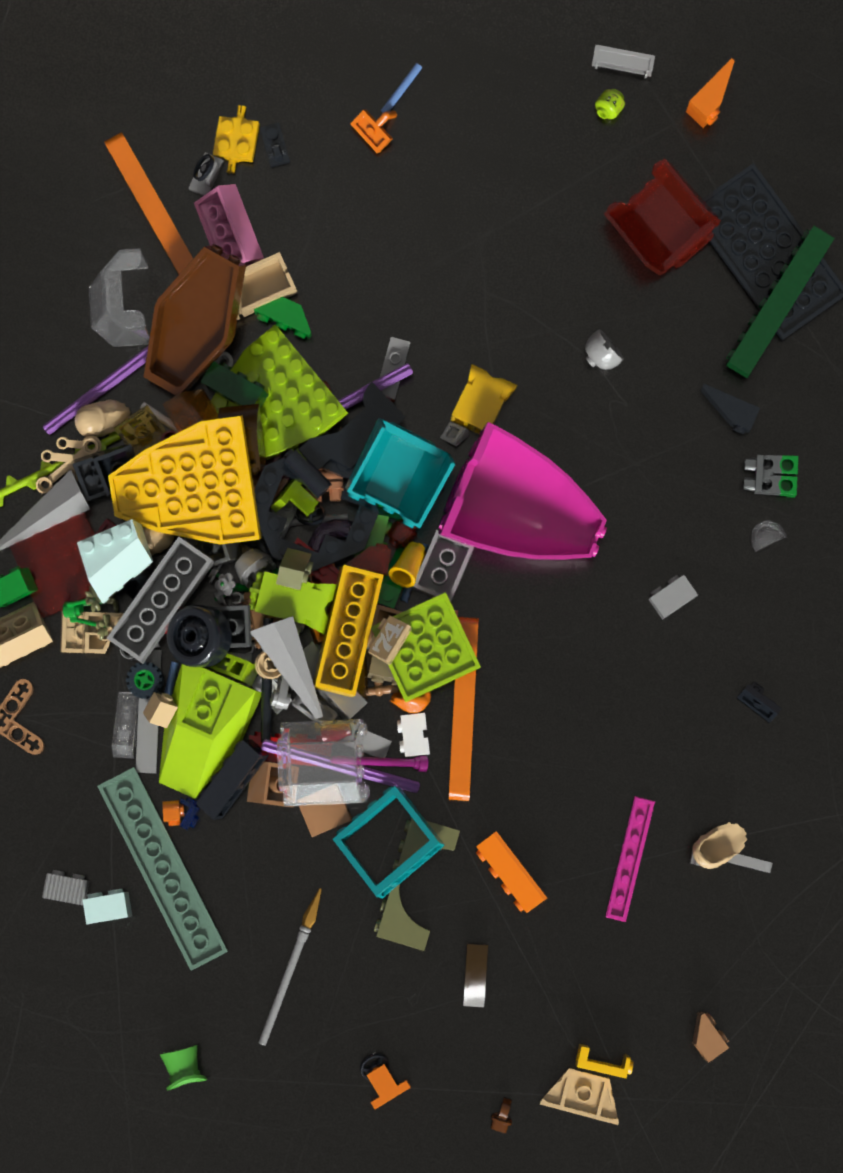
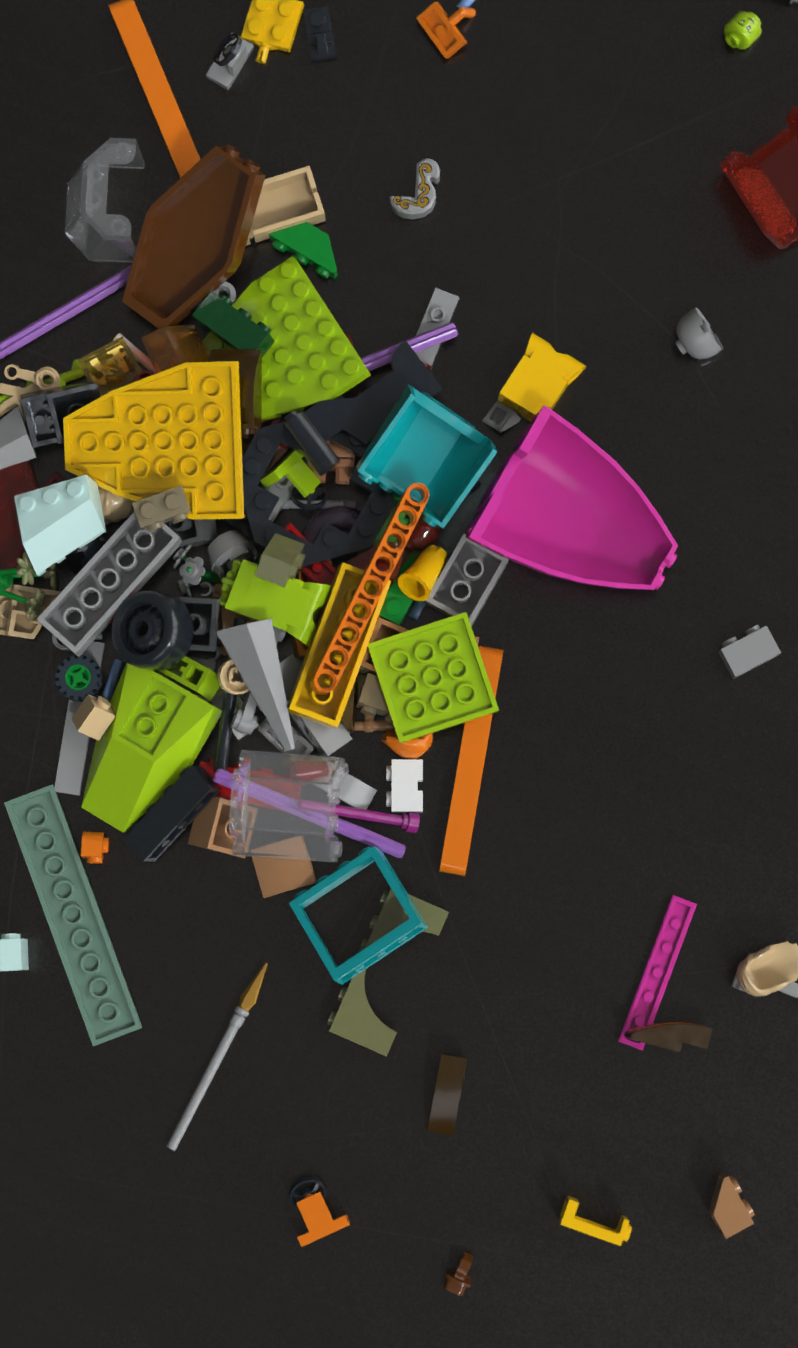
camera: 10 degrees right, 0 degrees up
(100, 417) = (63, 346): tan hair -> none
(125, 726) = (48, 732): clear slope -> none
(182, 1067) = (68, 1164): bright green hat -> none
(190, 818) = (115, 856): clear blue bracket -> none
(195, 539) = (162, 508): none -> dark tan brick
(228, 223) = (250, 123): bright pink slope -> none
(374, 264) = (425, 195): none -> light grey animal
(374, 575) = (379, 579): none -> orange beam
(389, 639) = (389, 662): tan slope -> none
(511, 872) = (506, 970): orange slope -> none
(583, 1095) = (564, 1260): tan wing -> none
(647, 907) = (671, 1035): none -> dark brown slope

